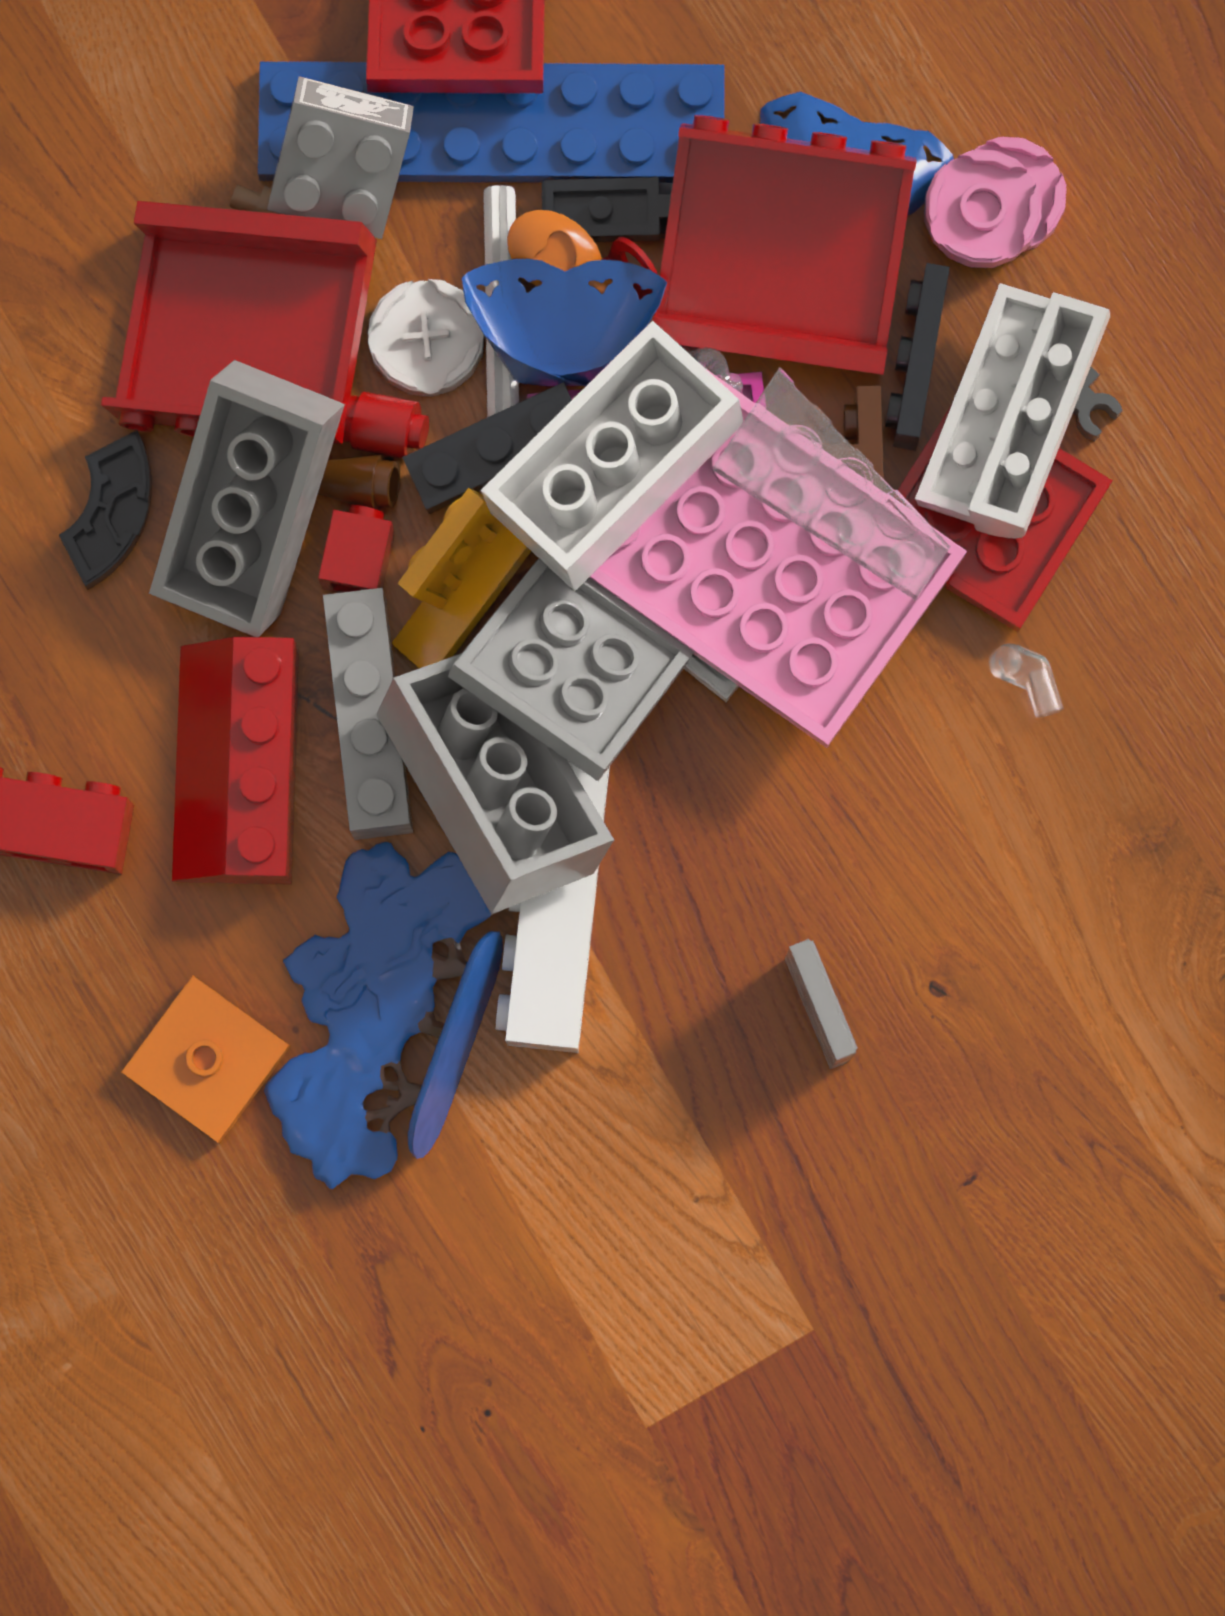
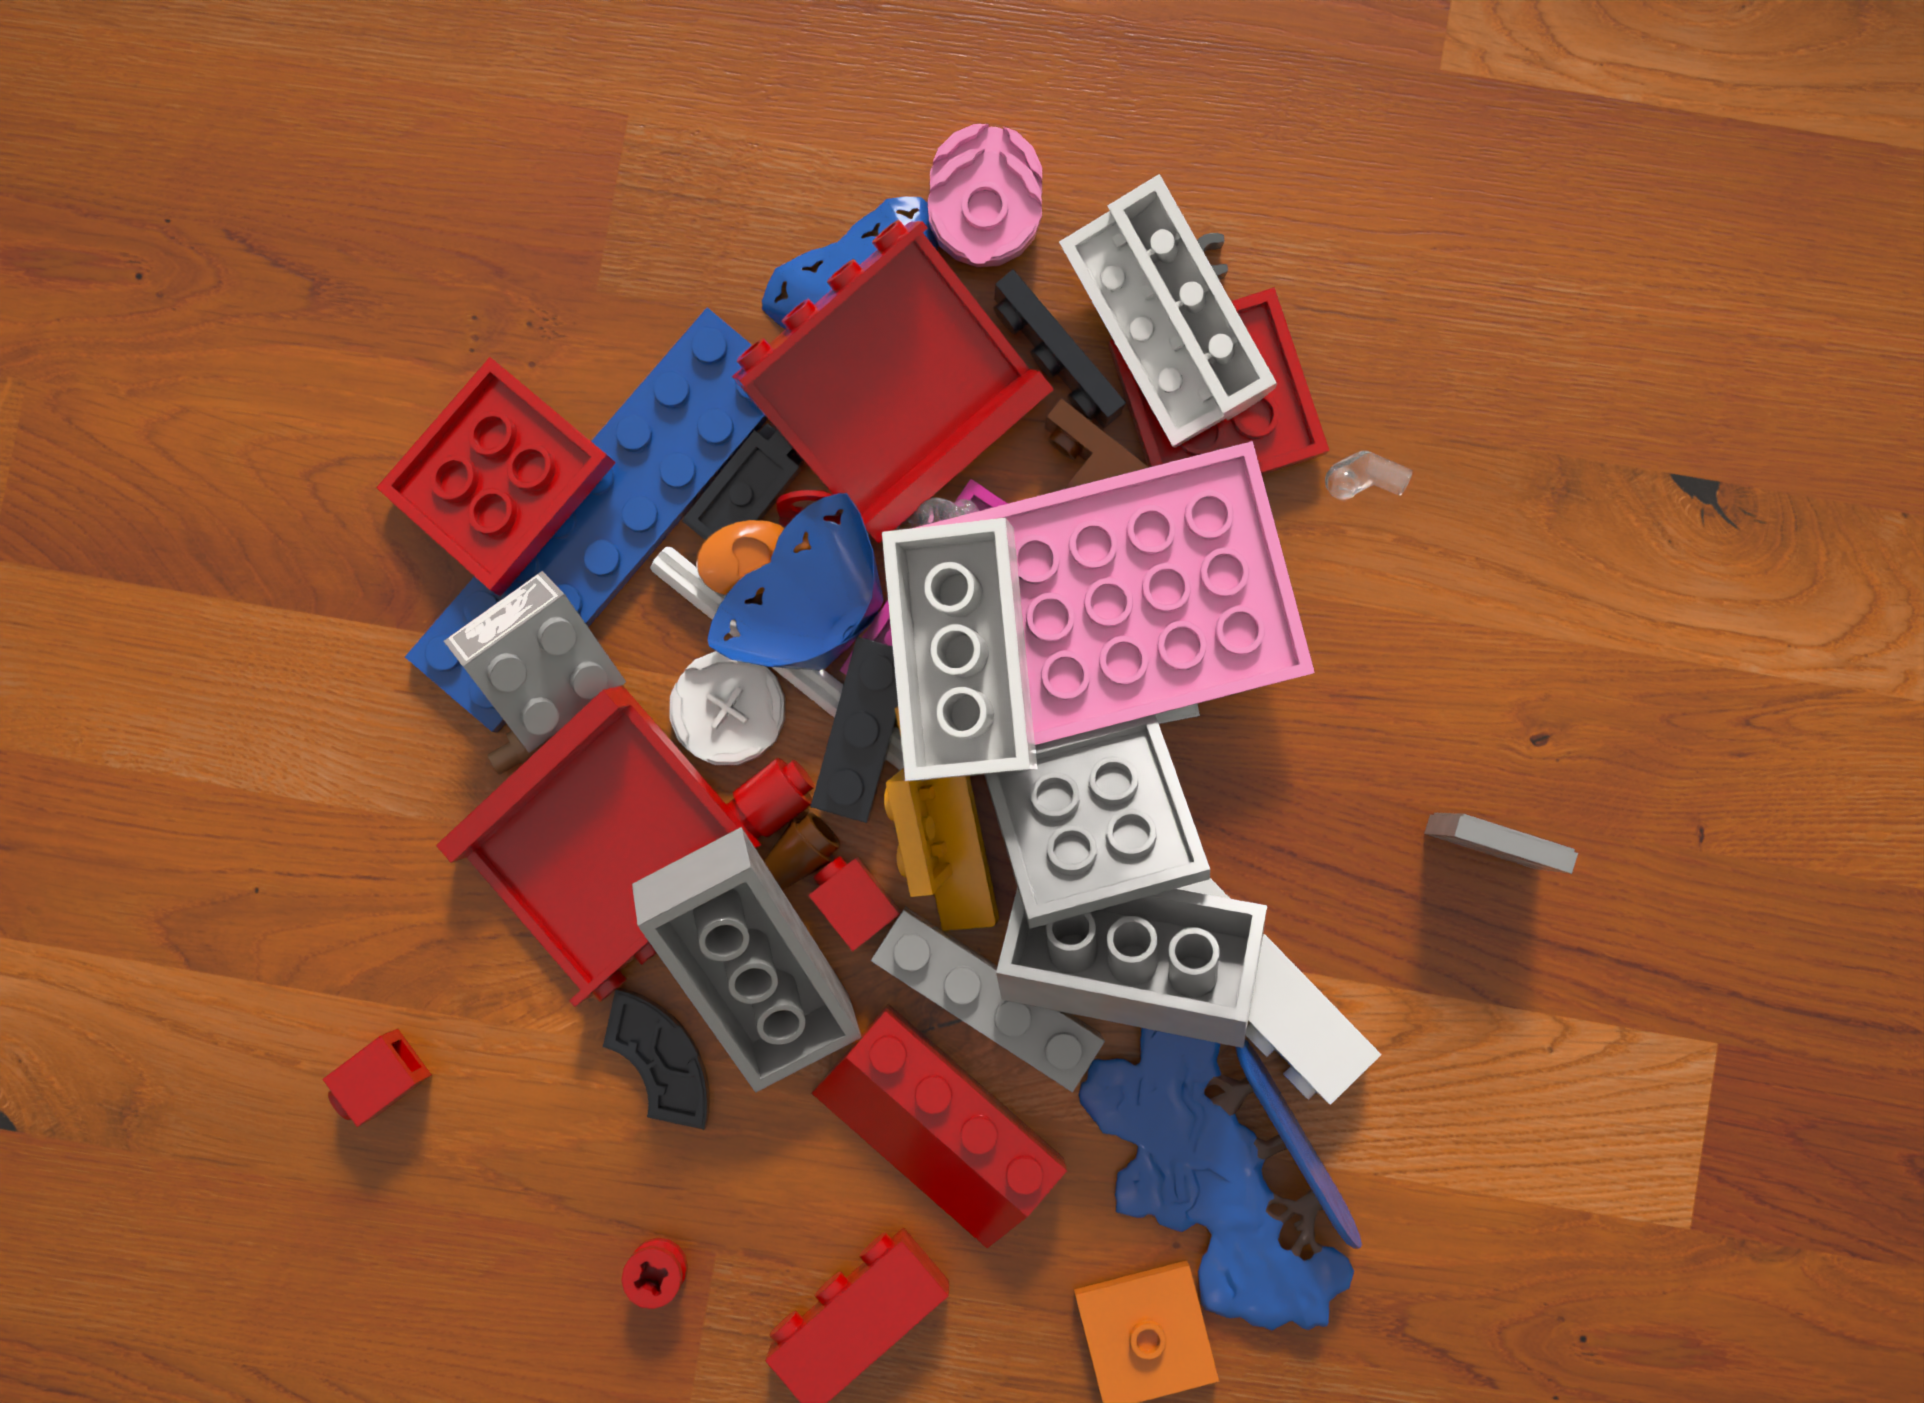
camera: 50 degrees left, 5 degrees up
(816, 479) = (1102, 509): clear wing -> none

